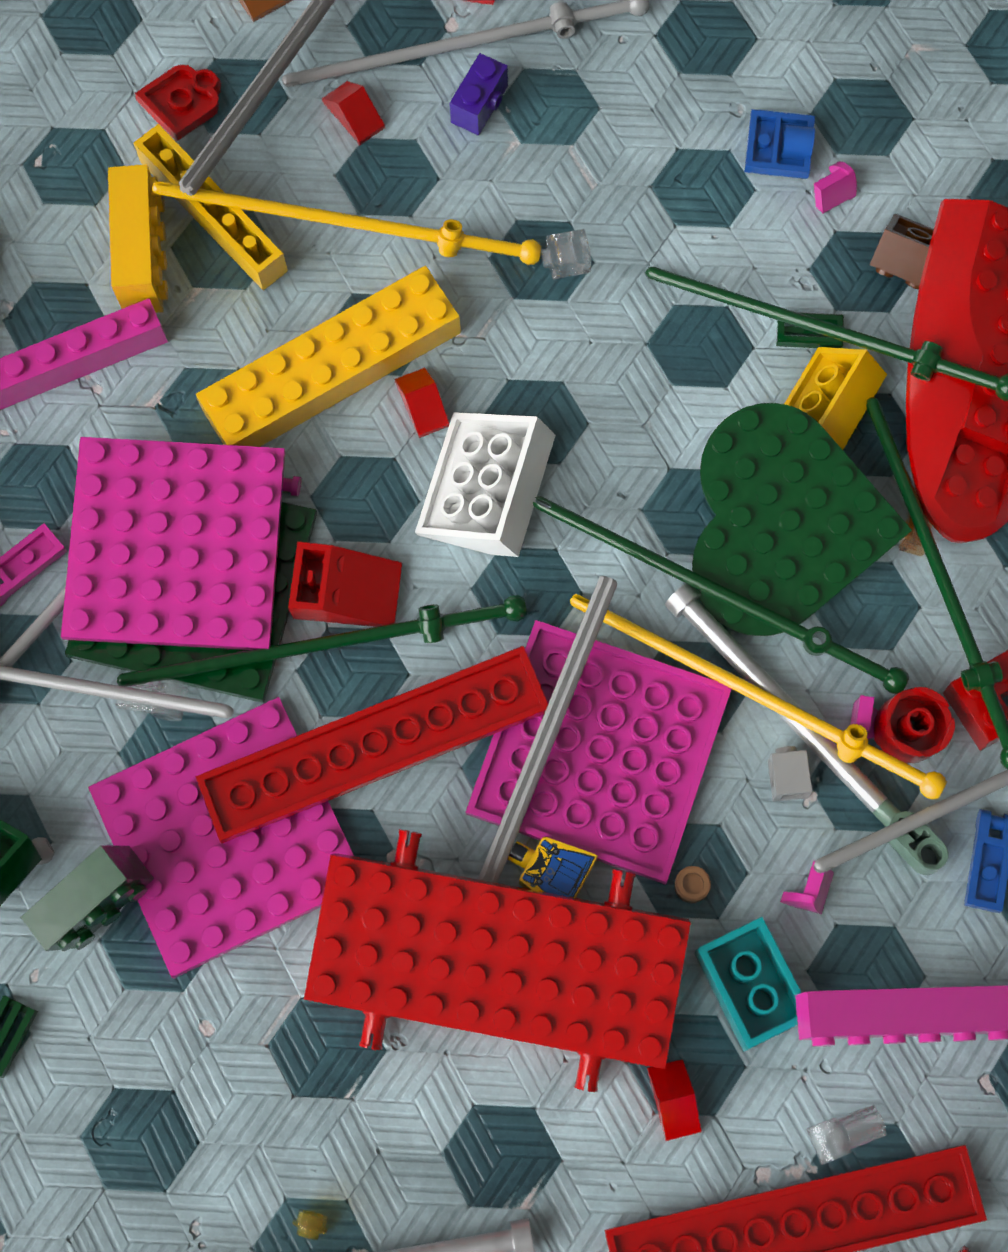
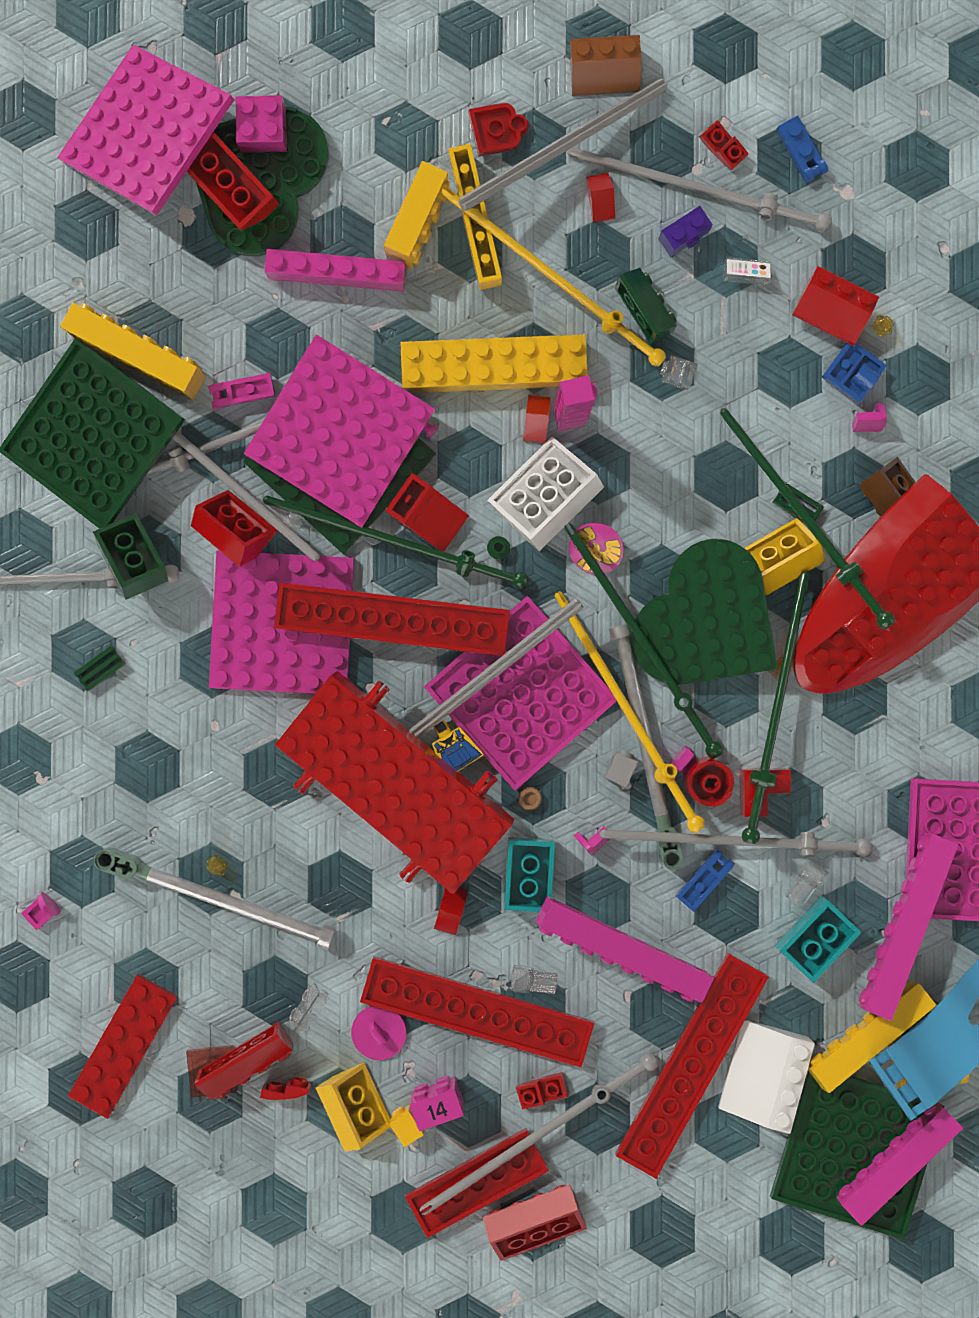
camera: 25 degrees right, 15 degrees up
(88, 898) = (182, 621): brick -> none
(94, 742) = (232, 527): none -> red slope
(458, 335) = (574, 403): none -> dark pink brick
(463, 592) = (498, 555): none -> dark green plate
(479, 199) = (645, 305): none -> dark green slope
(581, 102) = (747, 271): none -> slope
(596, 500) = (603, 544): none -> shield
(710, 80) = (835, 305): none -> red slope
(781, 77) = (883, 325): none -> clear yellow plate

